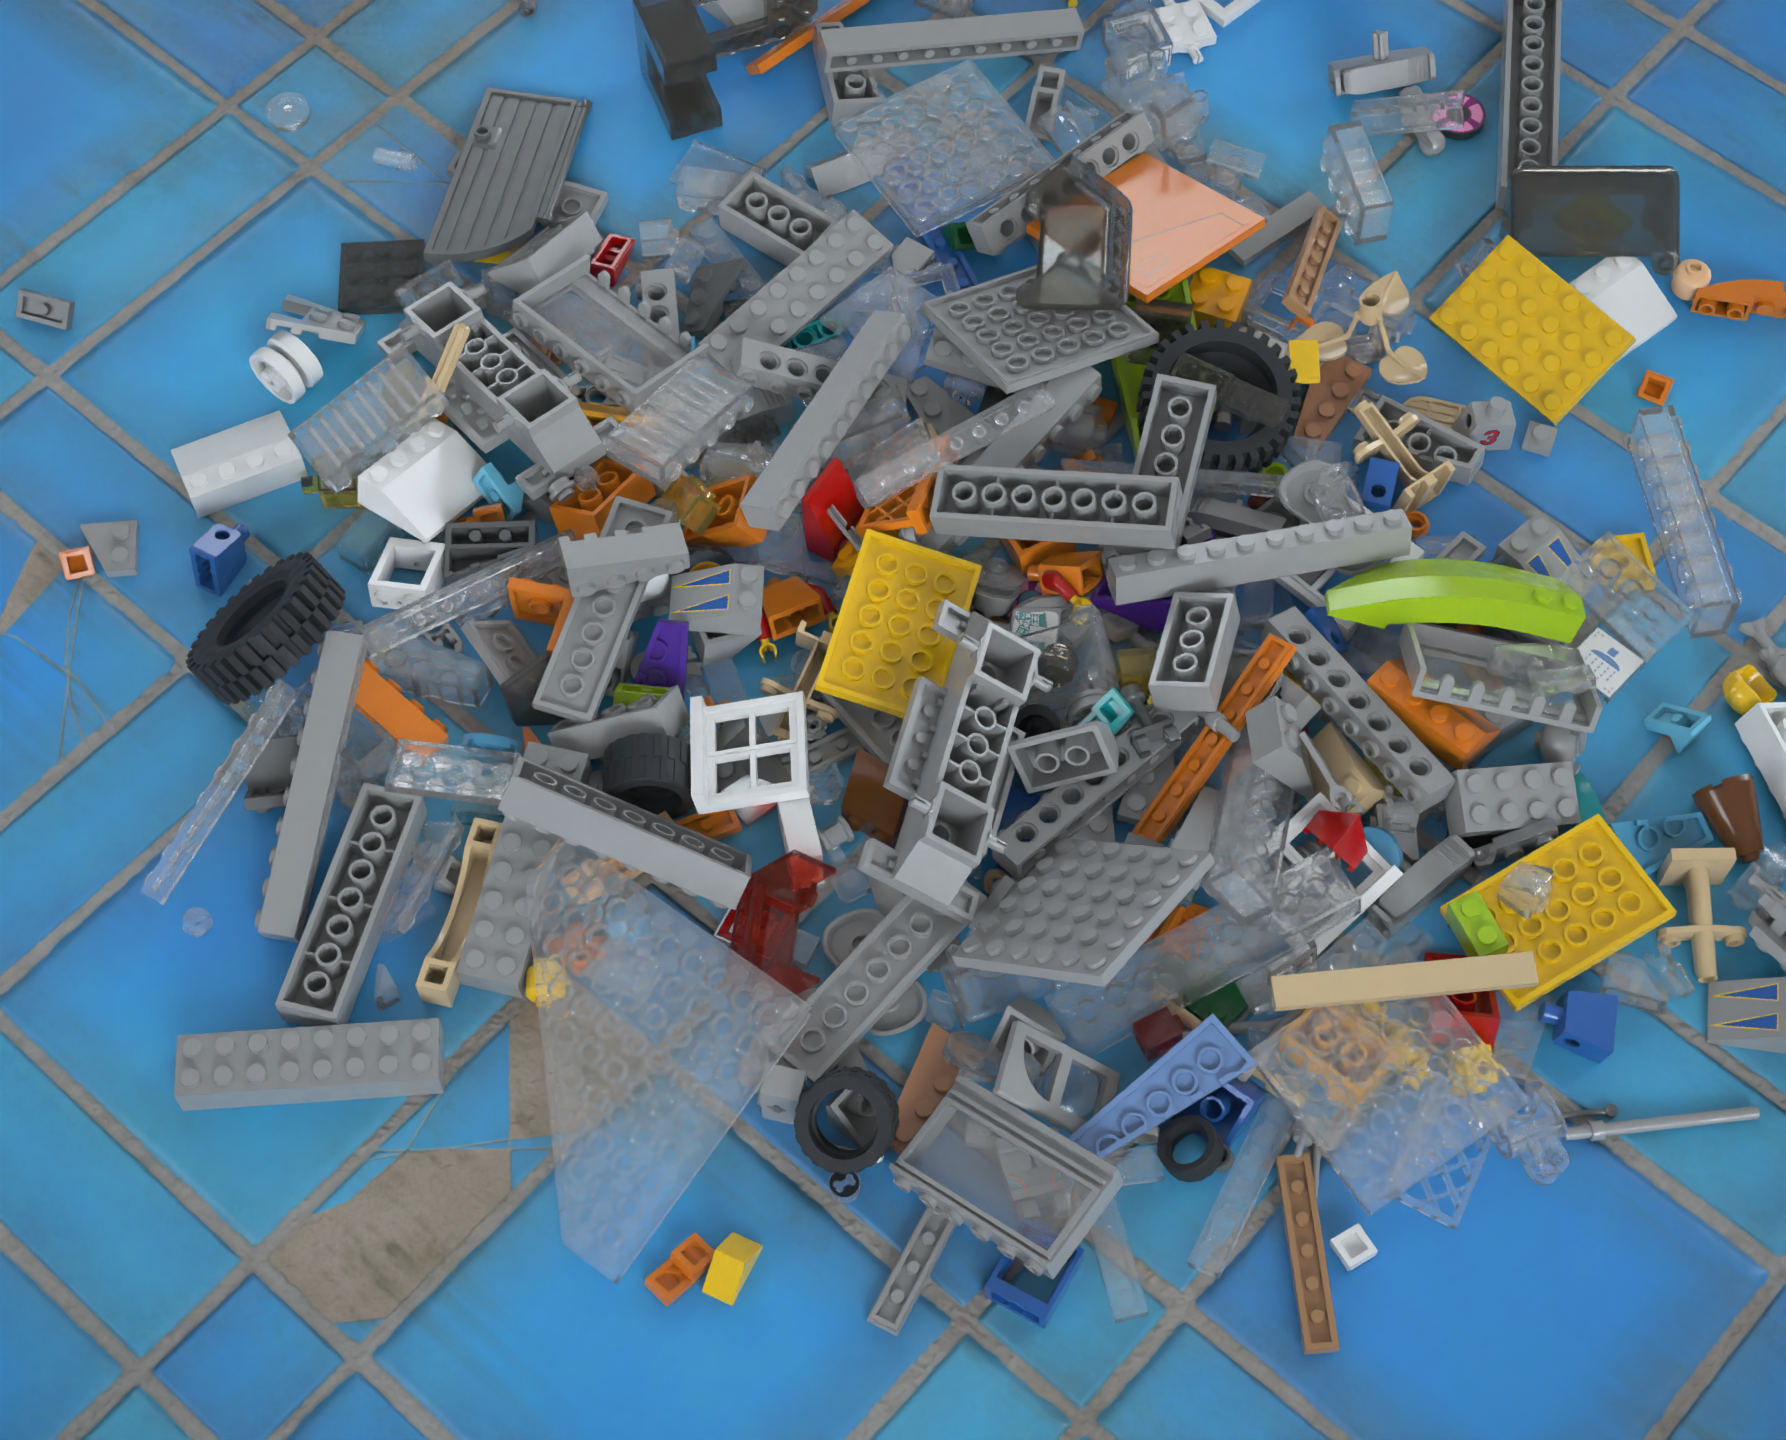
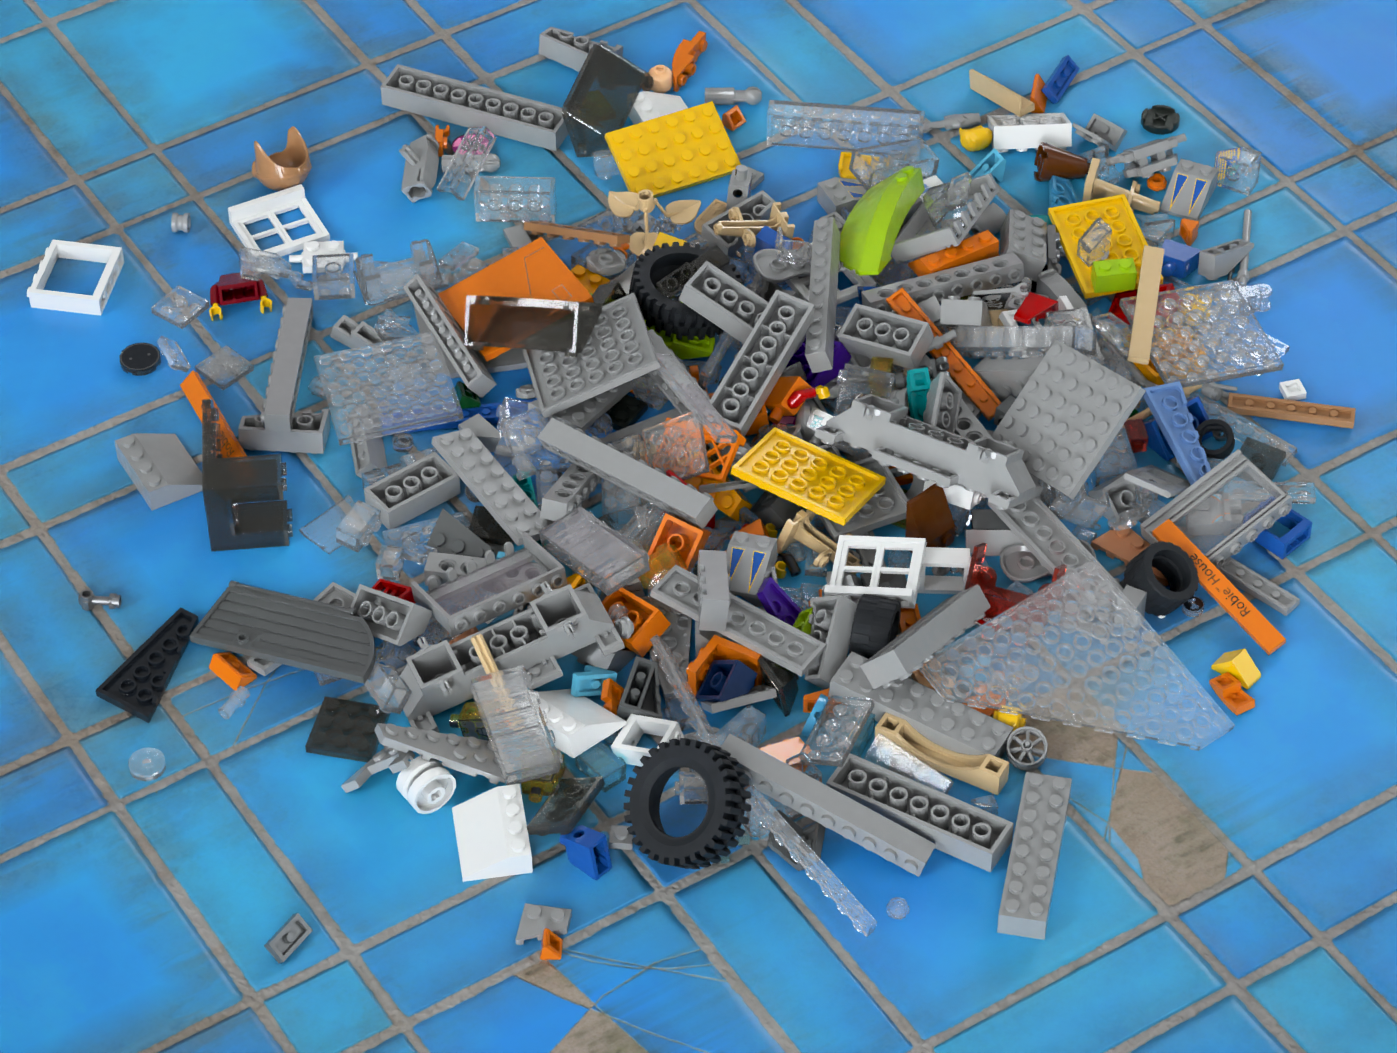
camera: 75 degrees left, 15 degrees down
(279, 514) = (565, 806): none -> clear smoke plate
(321, 354) = (456, 752): none -> light grey wing
(420, 67) = (147, 672): none -> black wing
(447, 146) = (231, 670): none -> orange slope
(513, 1019) = (1026, 748): none -> light grey wheel
(518, 632) = (726, 681): none -> dark blue slope
(782, 659) = (790, 563): none -> black arm
(867, 1207) = (1224, 591): none -> orange tile
(874, 199) = (402, 442): none -> clear tile
(1169, 1221) = (1263, 456): none -> clear smoke plate
(1262, 308) = (605, 261): none -> light grey tile
(1452, 77) = (441, 137): none -> orange plate
(1616, 1090) = (1222, 258): none -> light grey slope
(1664, 1031) = (1189, 230): none -> orange slope
(1701, 372) = (729, 95): none -> light grey piece
(1702, 177) = (568, 49): none -> light grey wedge
(1764, 958) = (1157, 182): none -> orange plate

